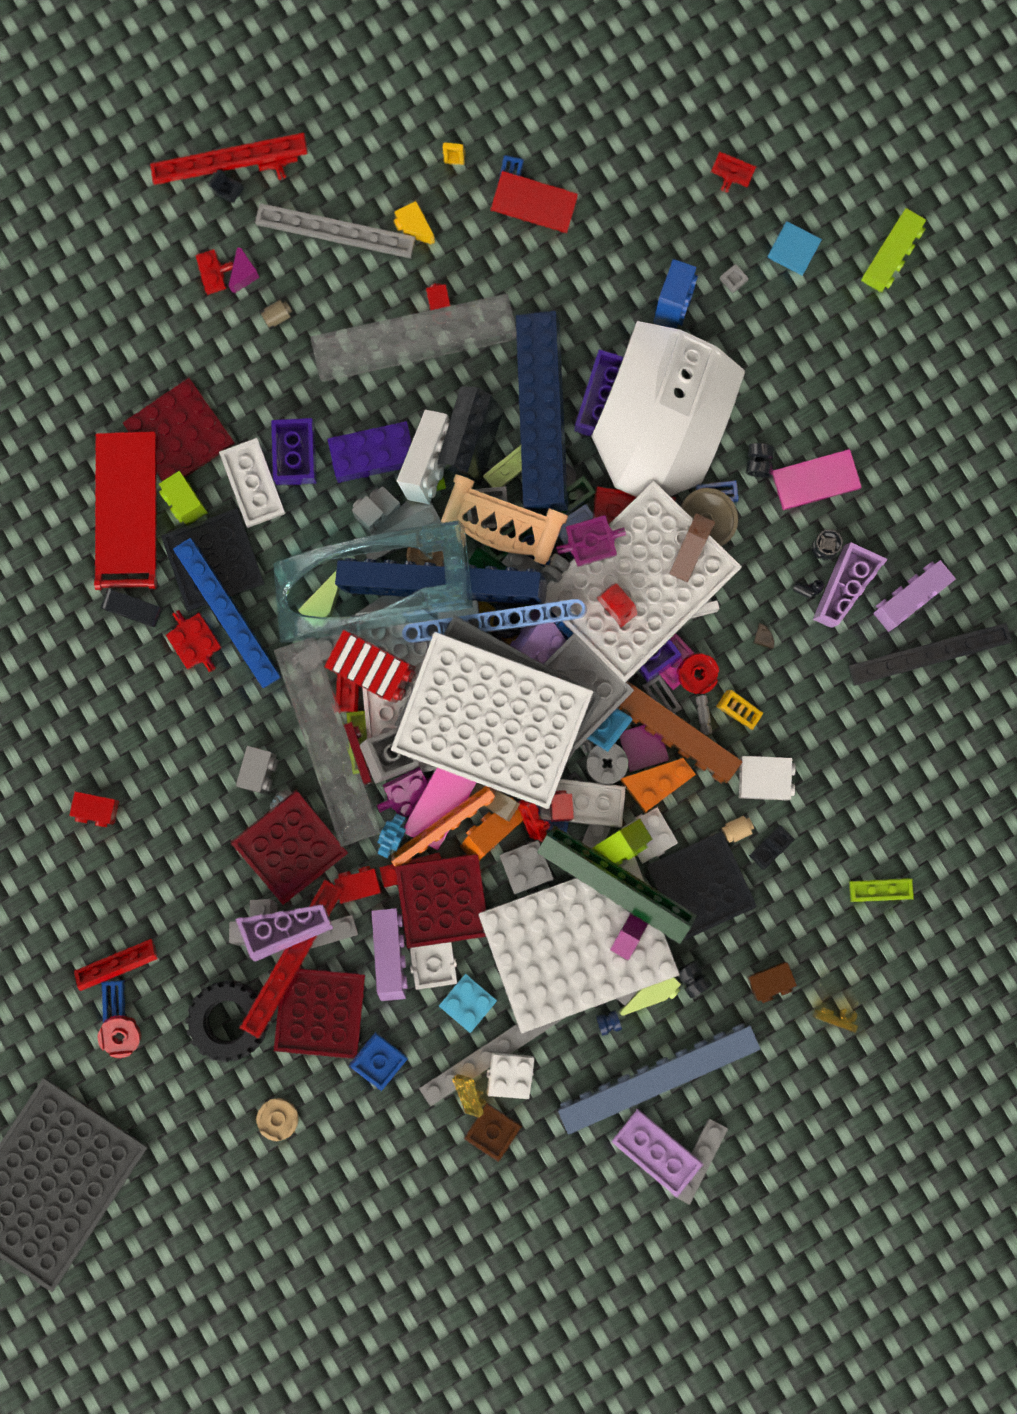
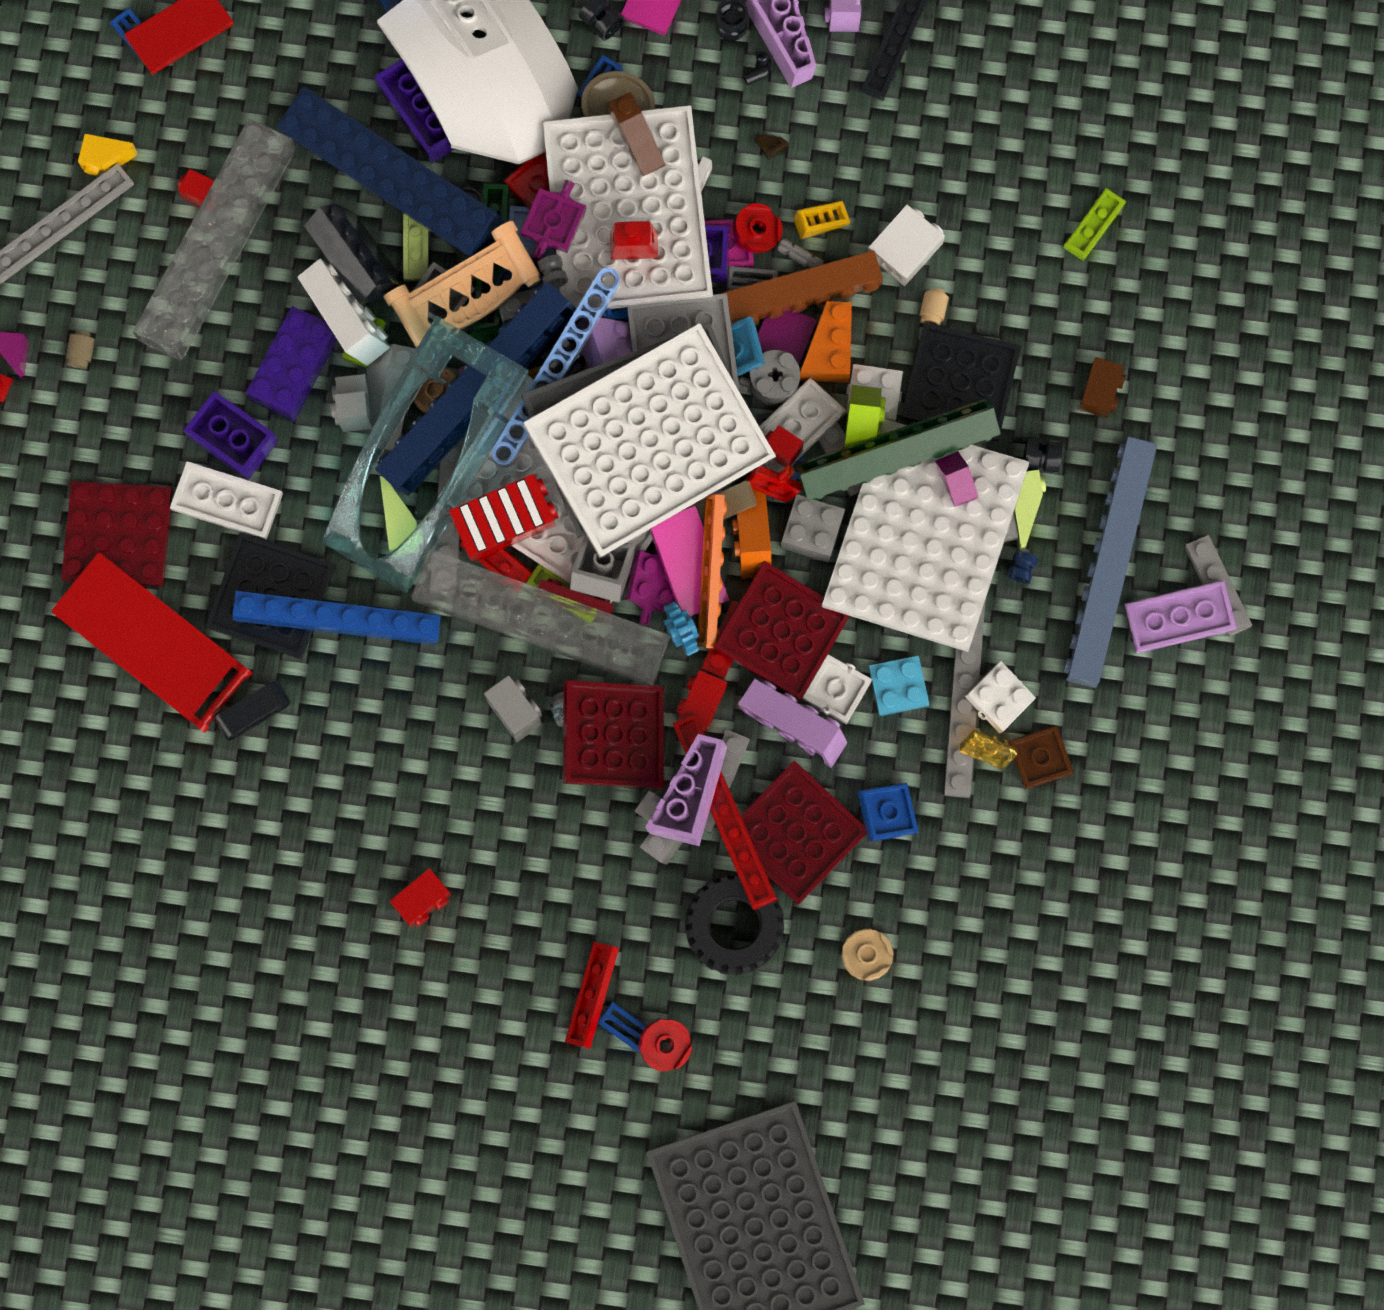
camera: 55 degrees left, 5 degrees down
(181, 496) = (188, 575): lime brick -> none
(194, 641) = (334, 676): red plate -> none
(453, 153) = (68, 64): yellow slope -> none
(771, 847) = (975, 291): black slope -> none
(827, 1016) = (1189, 353): clear yellow plate -> none

